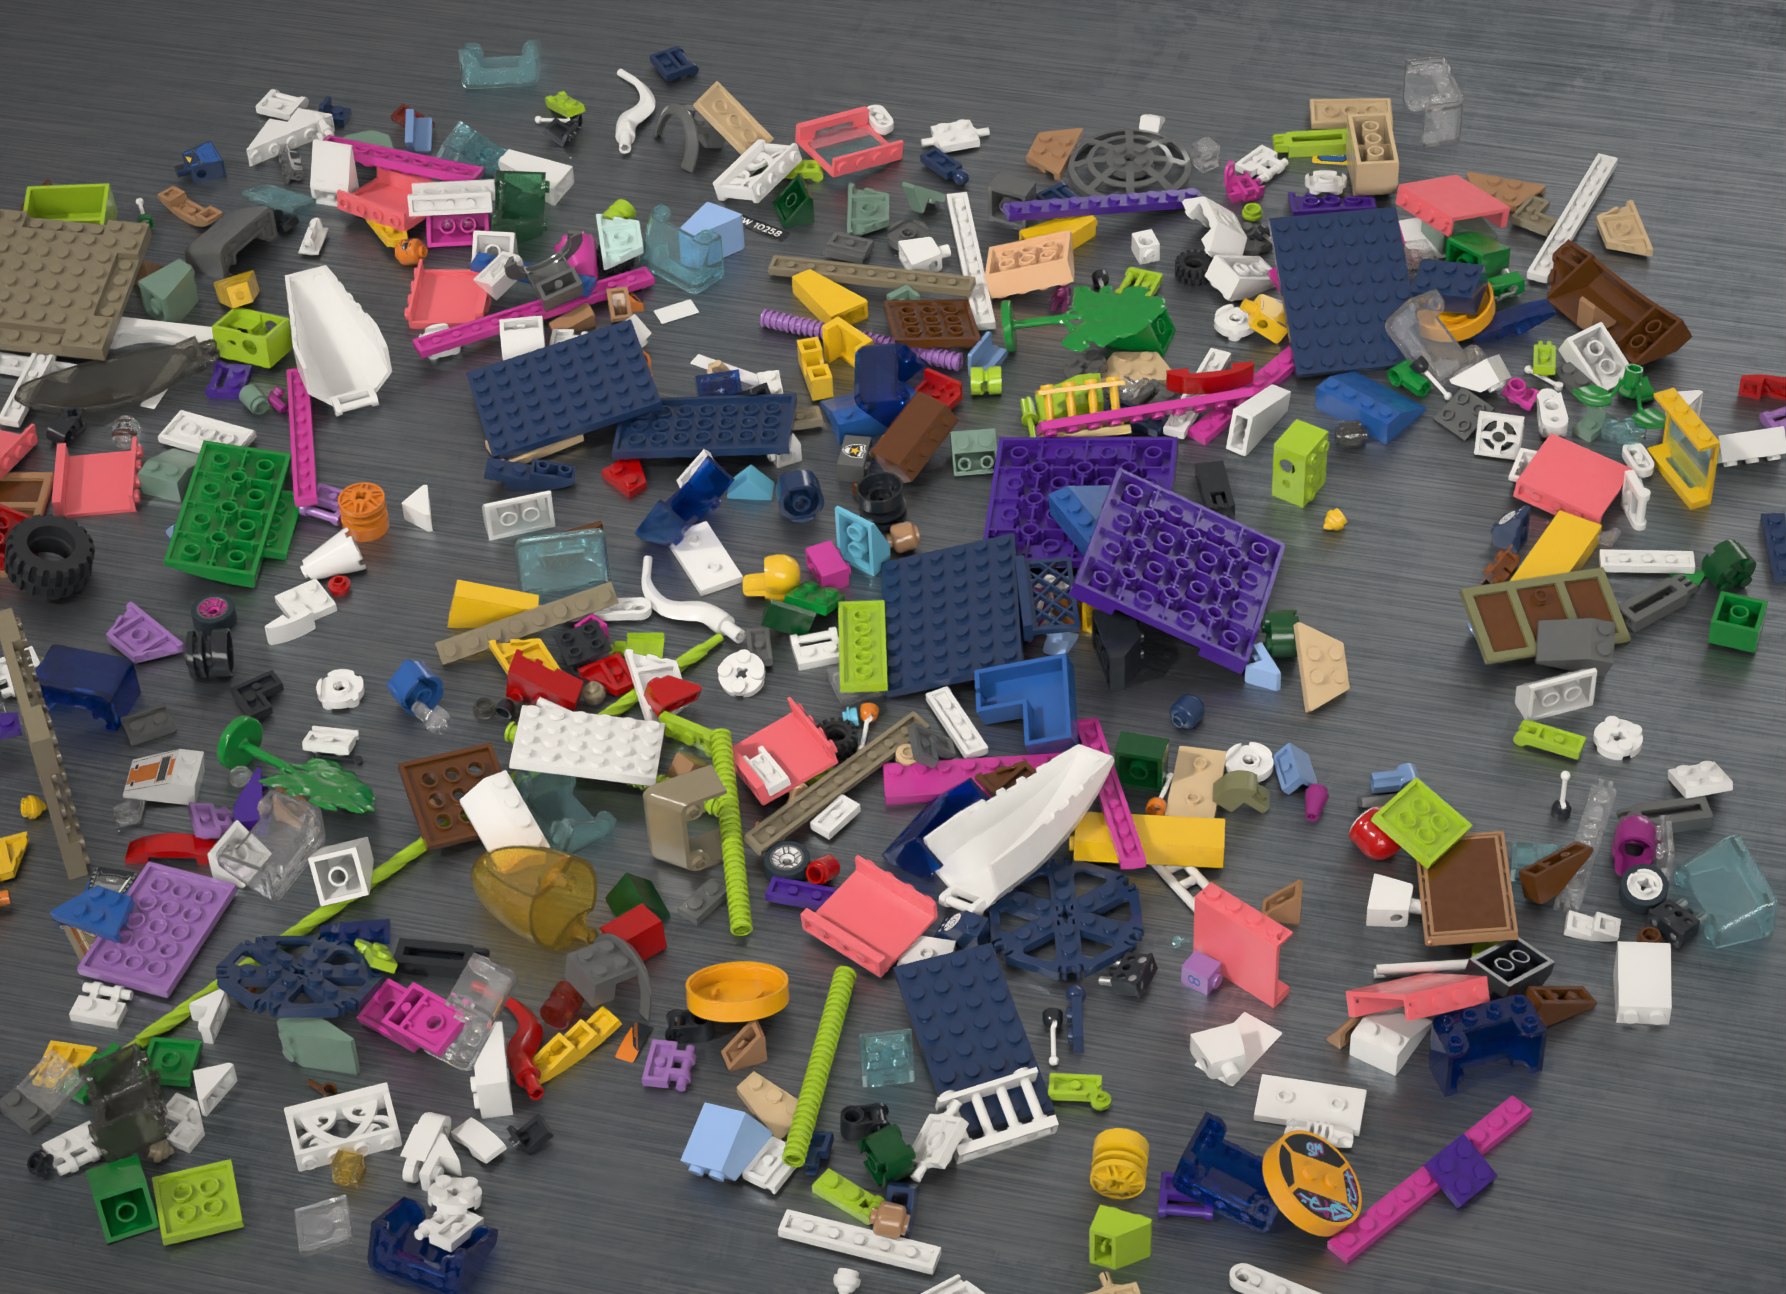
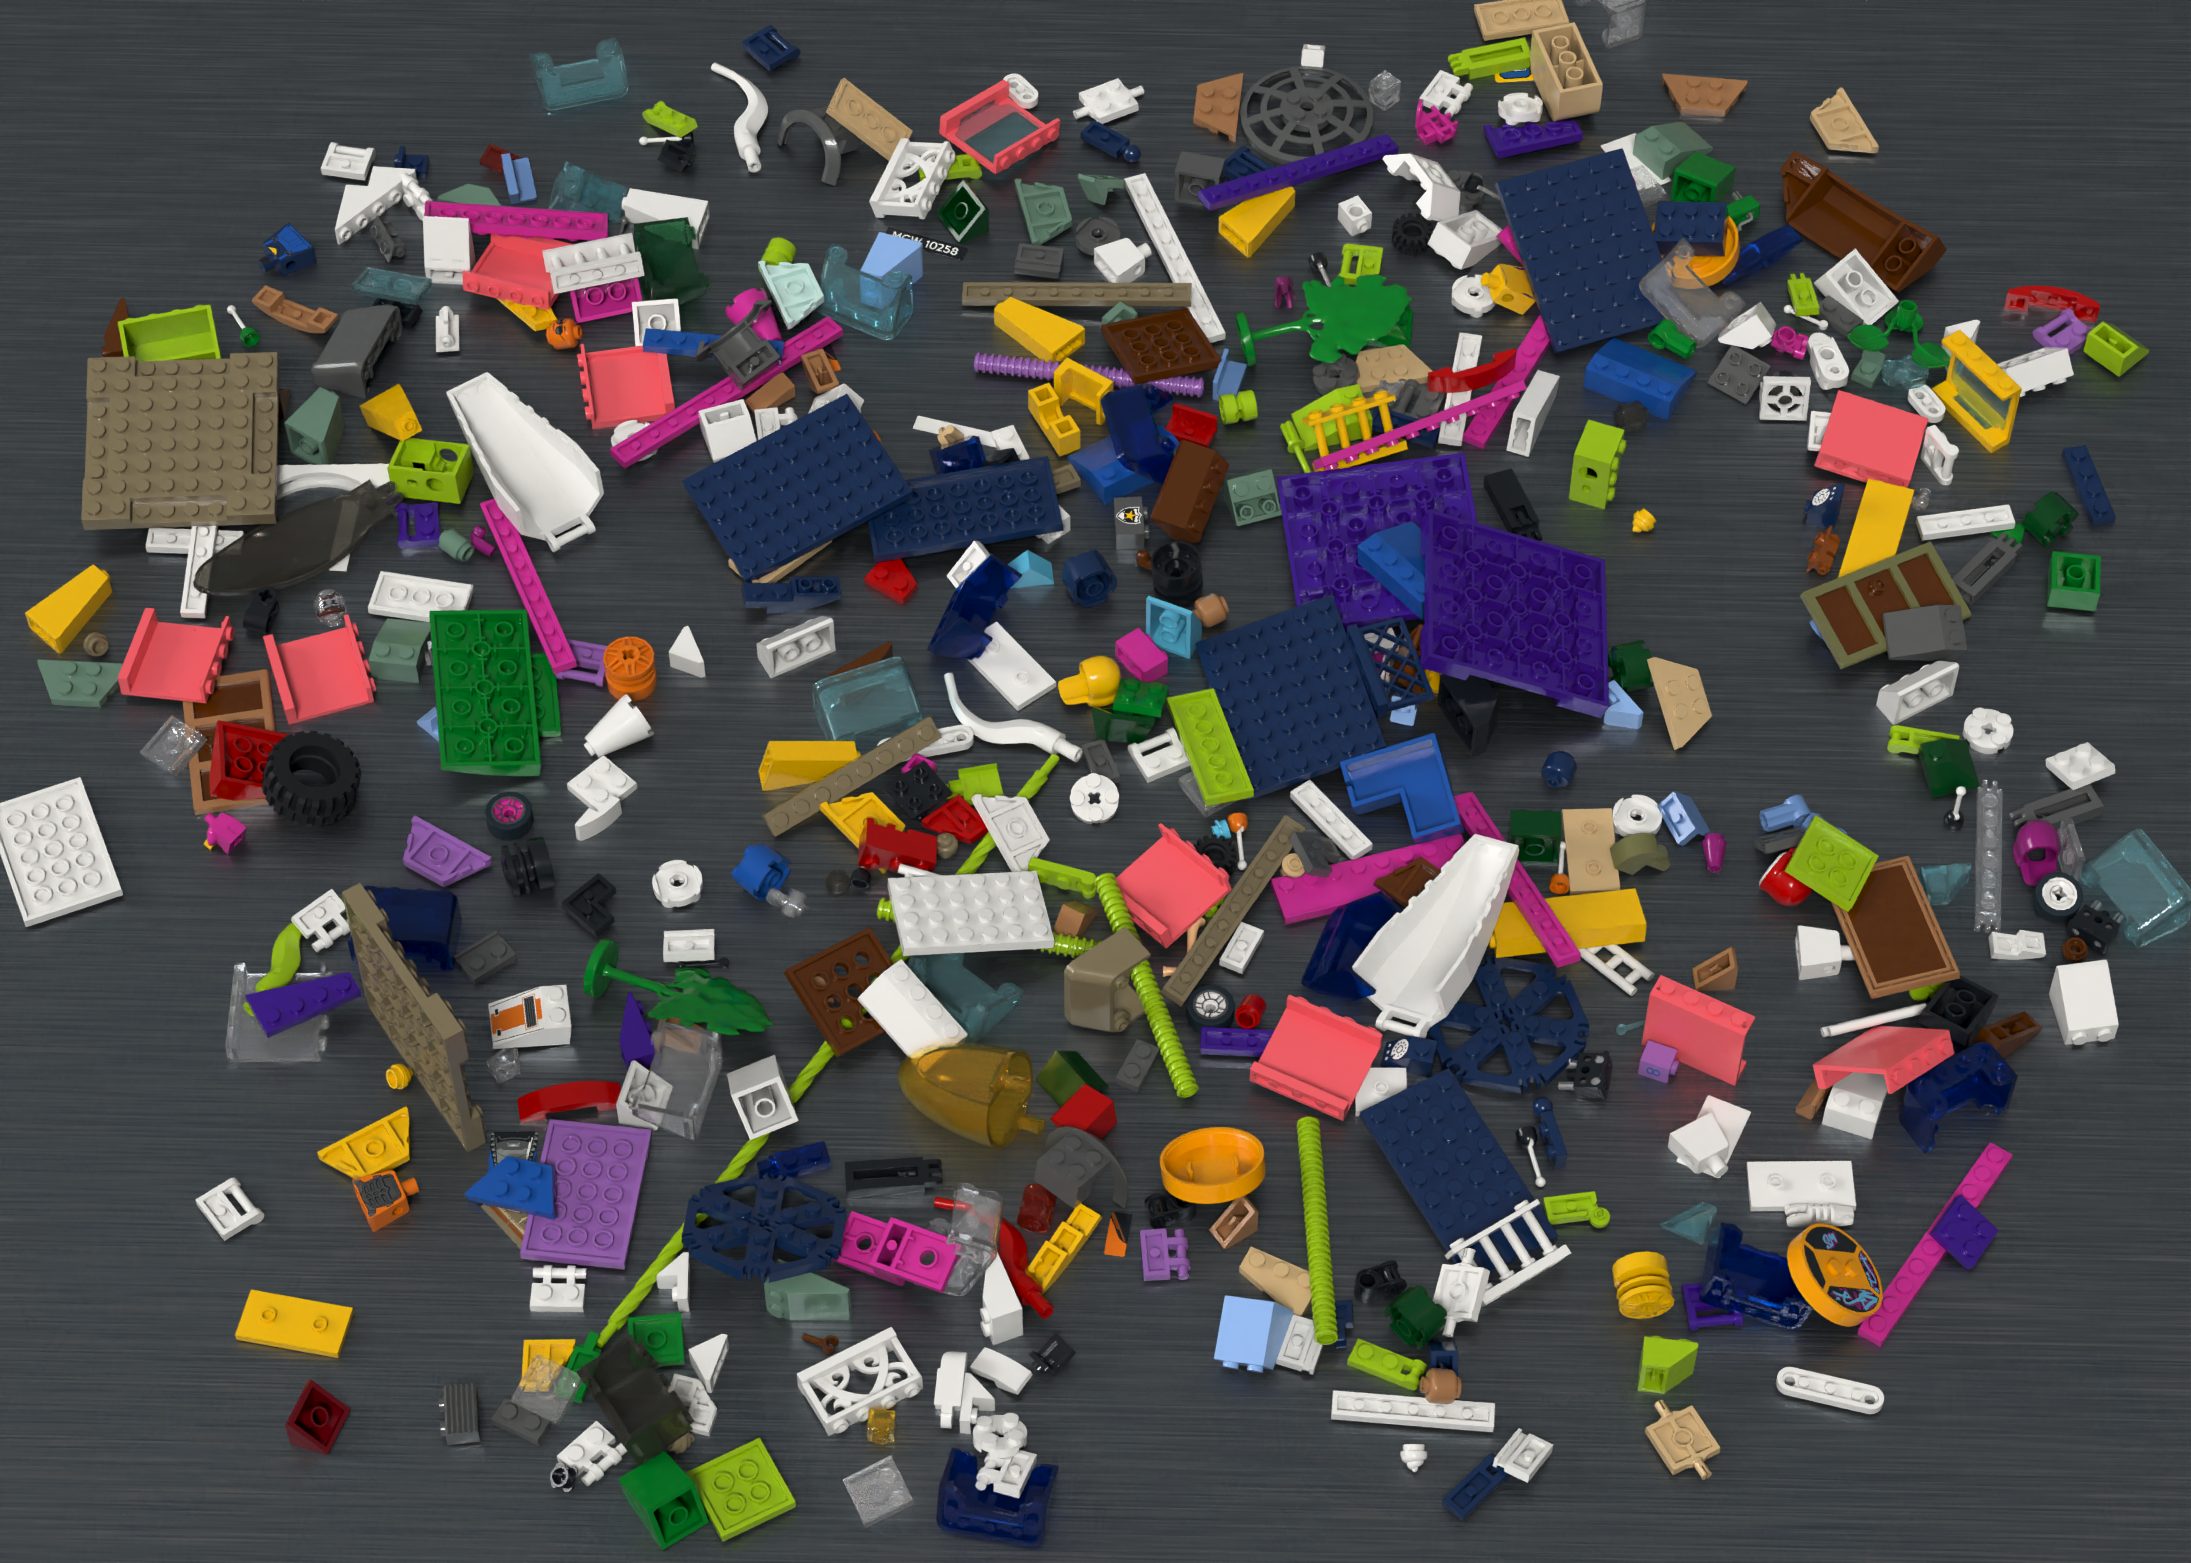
camera: 15 degrees left, 10 degrees up
(208, 821) = (599, 1063): medium lavender plate -> none
(239, 776) = (608, 1004): clear plate -> none
(339, 585) = (628, 763): red plate -> none
(377, 955) = (831, 1187): lime hinge -> none
(493, 277) = (679, 354): white slope -> none
(670, 693) = (1031, 837): red slope -> none
(676, 311) = (876, 365): white sticker -> none
(768, 771) = (1163, 910): white hinge -> none
(886, 1058) = (1383, 1214): clear light blue slope -> none
(1030, 265) = (1244, 258): light nougat slope -> none
(1187, 1120) = (1692, 1223): none -> clear light blue slope
(1252, 212) = (1453, 155): lime plate -> none
(1421, 367) = (1684, 326): hinge -> none
(1449, 200) = (1661, 121): coral panel -> none
(1532, 217) = (1743, 124): dark tan plate -> none
(1551, 874) = (1968, 895): reddish brown slope -> none
(1568, 753) = (1947, 766): none -> dark green slope
(1573, 215) = (1785, 116): white plate -> none
(1590, 315) = (1840, 240): medium nougat slope -> none

